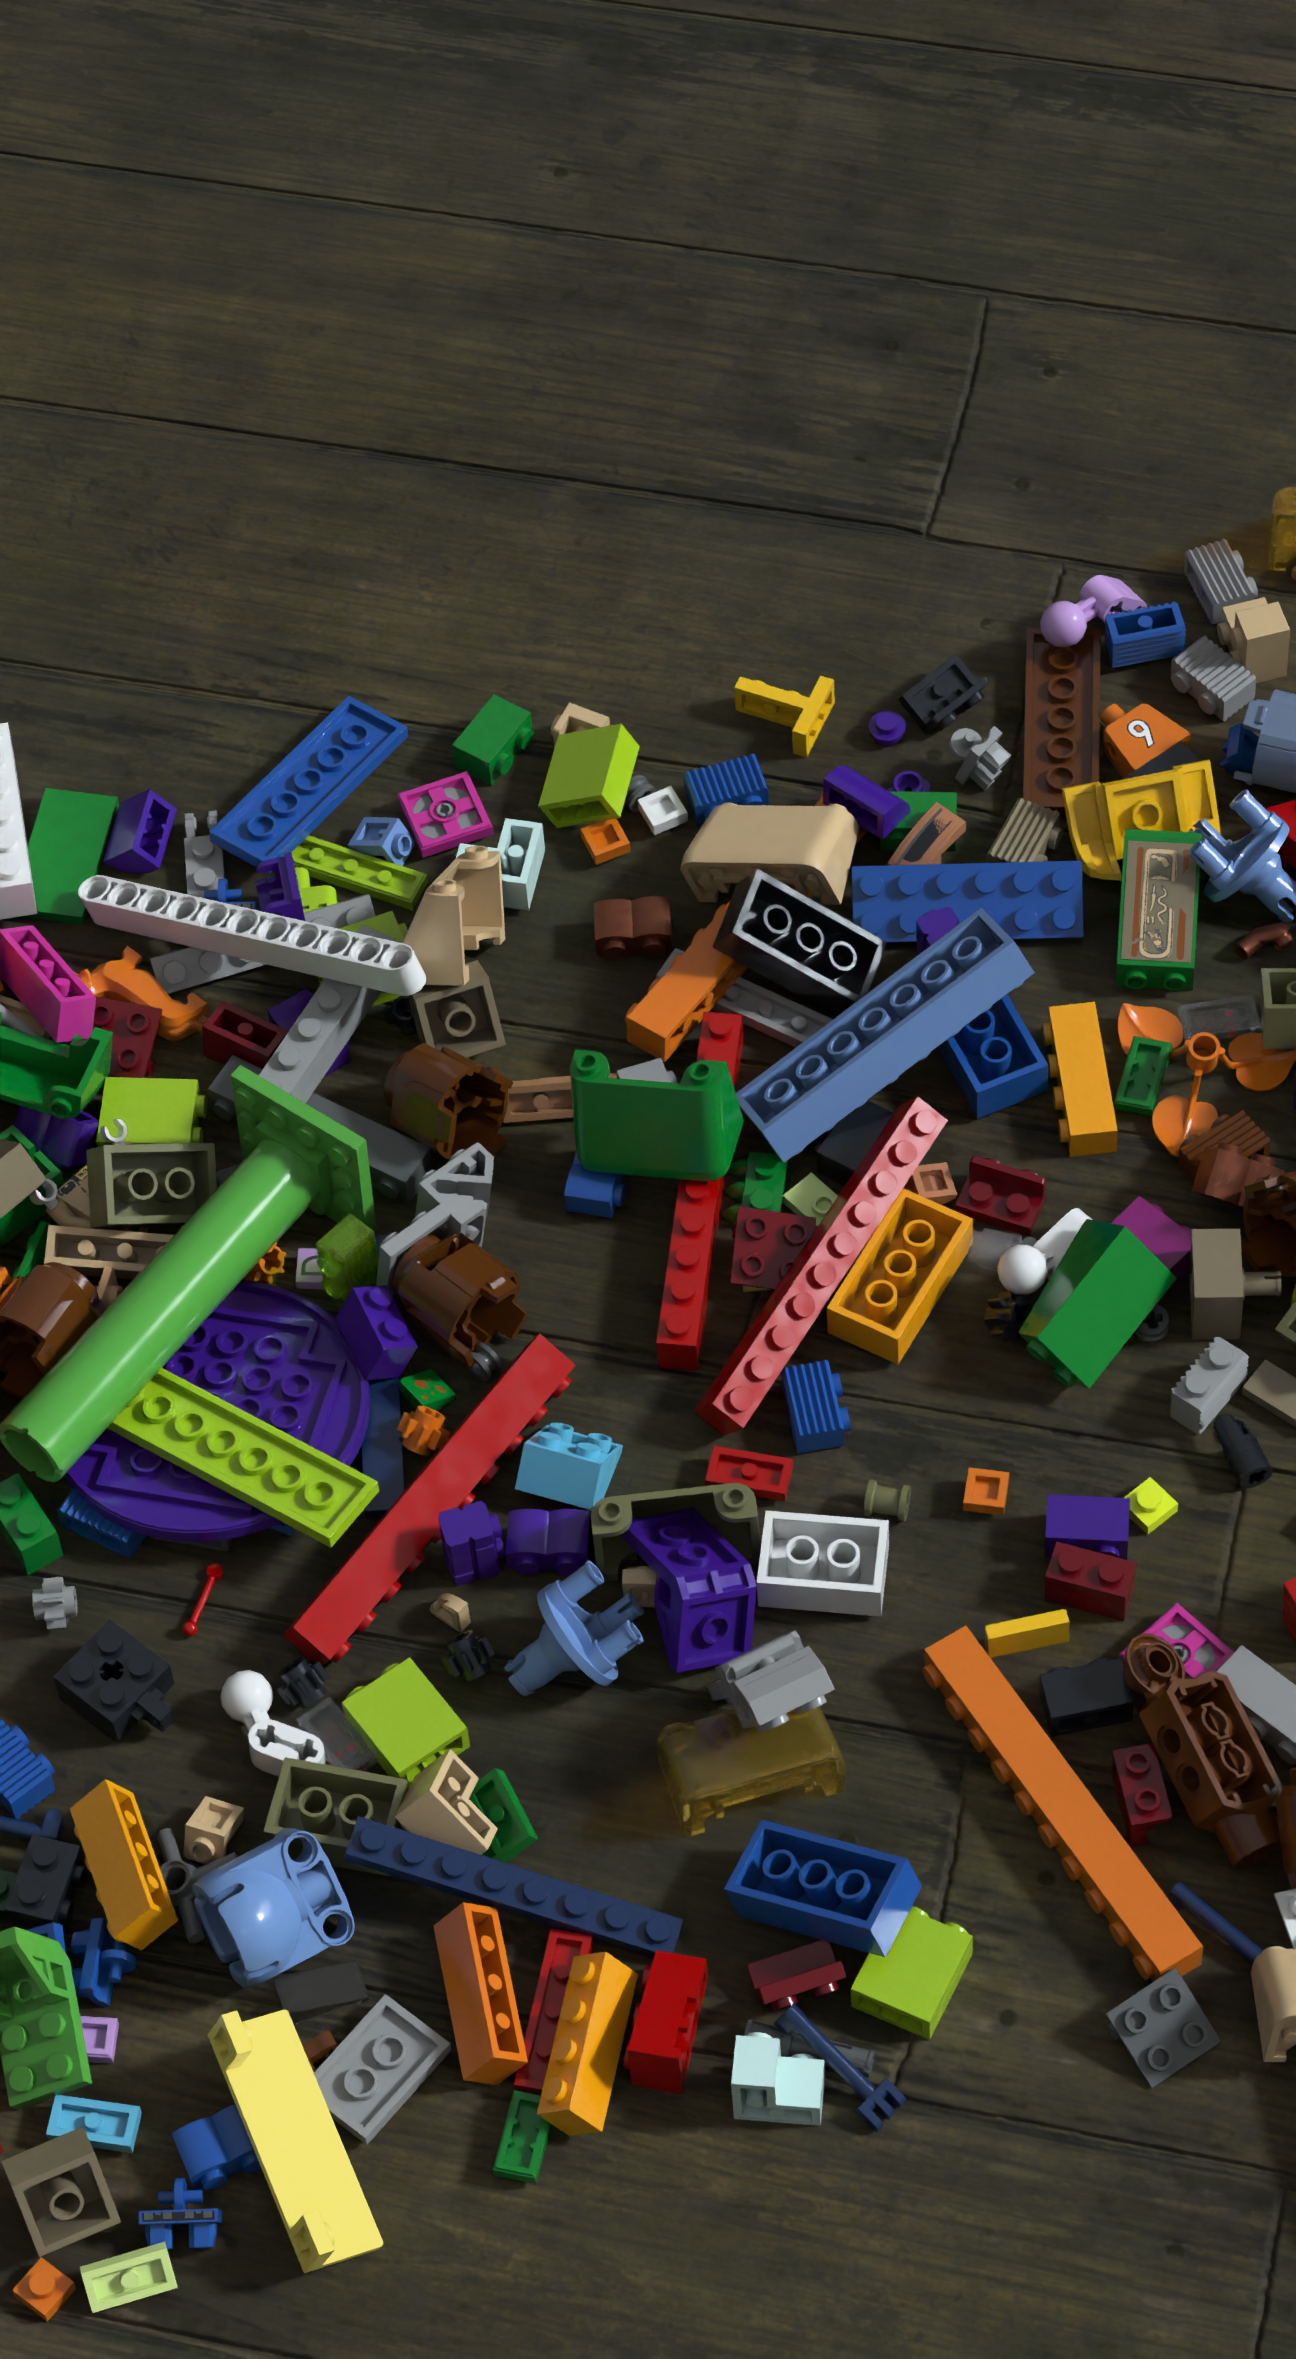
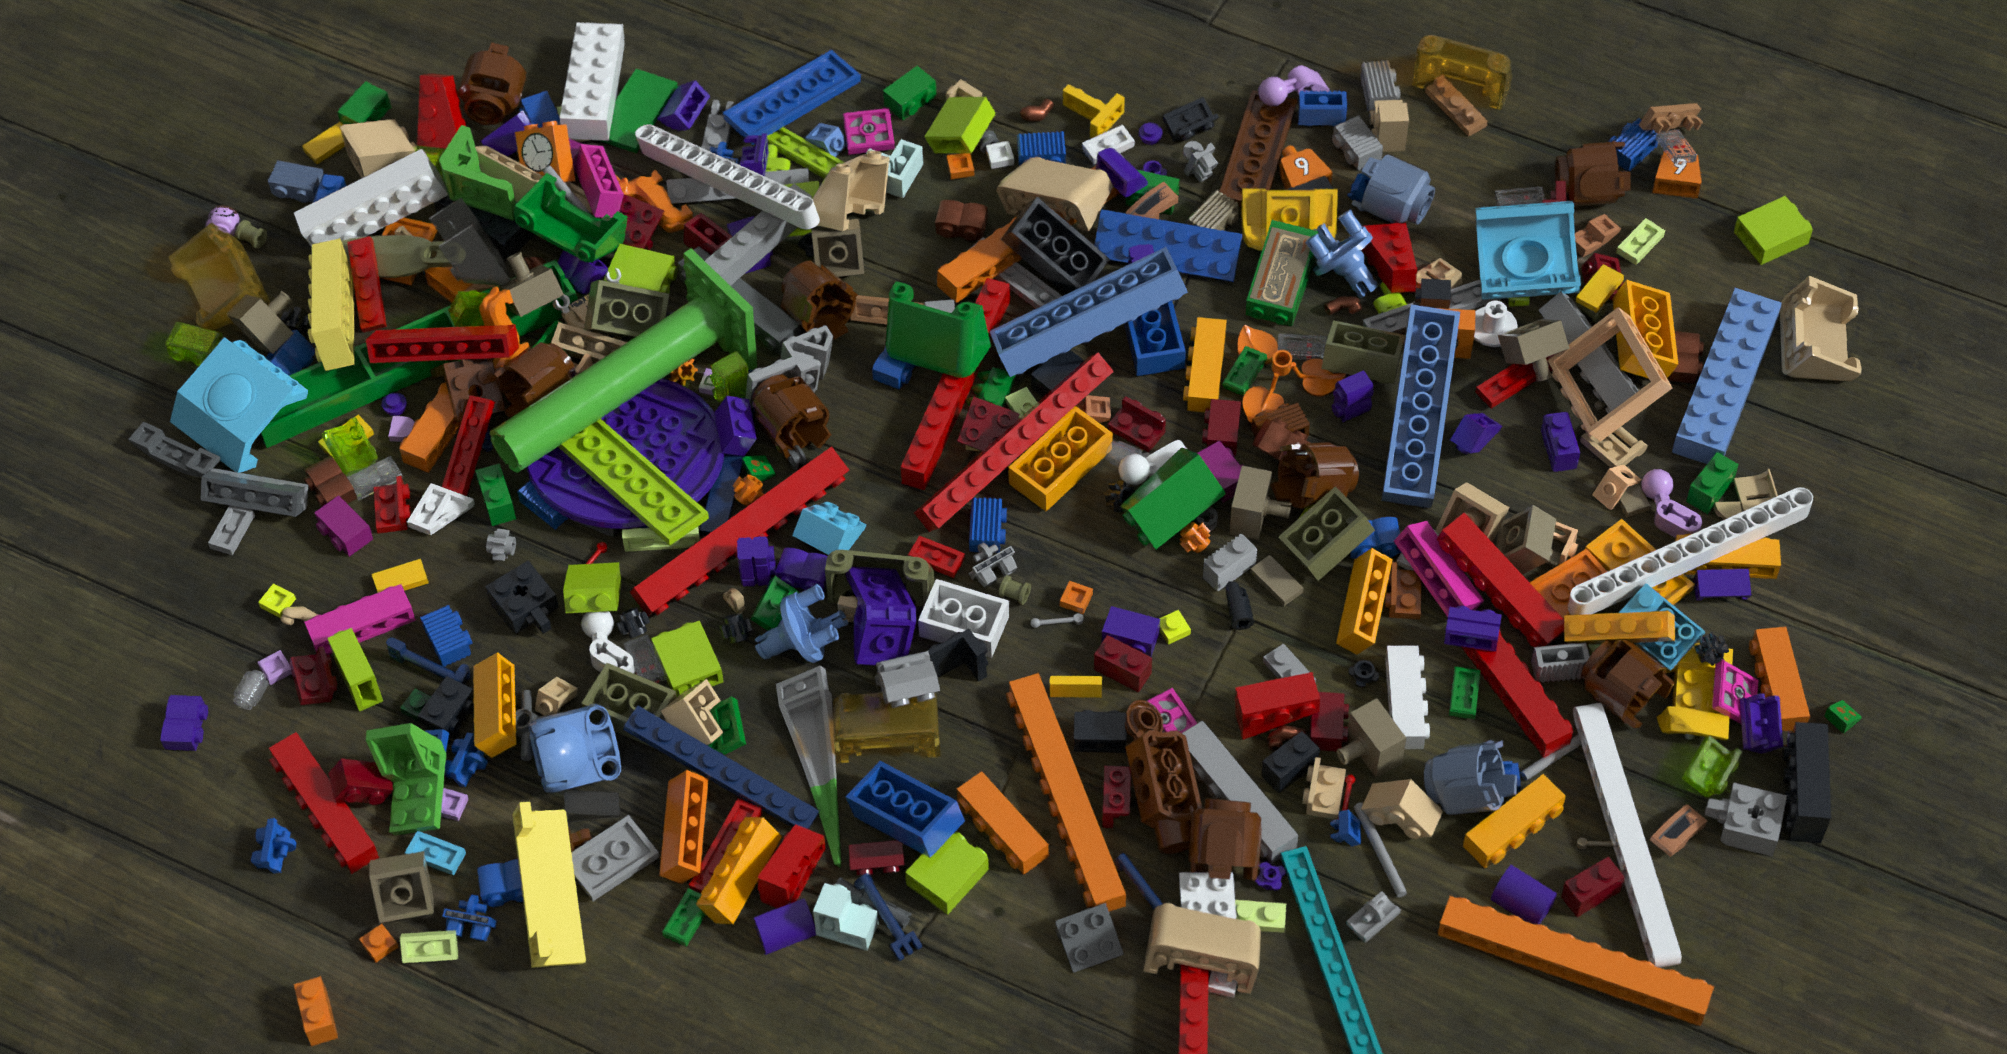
camera: 10 degrees right, 0 degrees up
(224, 1641) = (592, 587): none -> lime brick
(287, 1543) = (645, 539): none -> yellowish green plate
(516, 1605) = (768, 609): none -> green plate
(627, 1777) = (809, 718): none -> light grey plate
(684, 2117) = (785, 926): none -> dark purple brick
(699, 731) = (1036, 113): none -> copper arm
(830, 1481) = (983, 570): none -> light grey hips
(833, 750) = (1115, 138): none -> white plate
(843, 1612) = (960, 649): none -> black bracket
(976, 1876) = (1002, 823): none -> orange brick
(996, 1525) = (1077, 619): none -> light grey hinge
(1134, 1168) = (1223, 423): none -> dark red brick
(1143, 1357) = (1194, 537): none -> orange gear

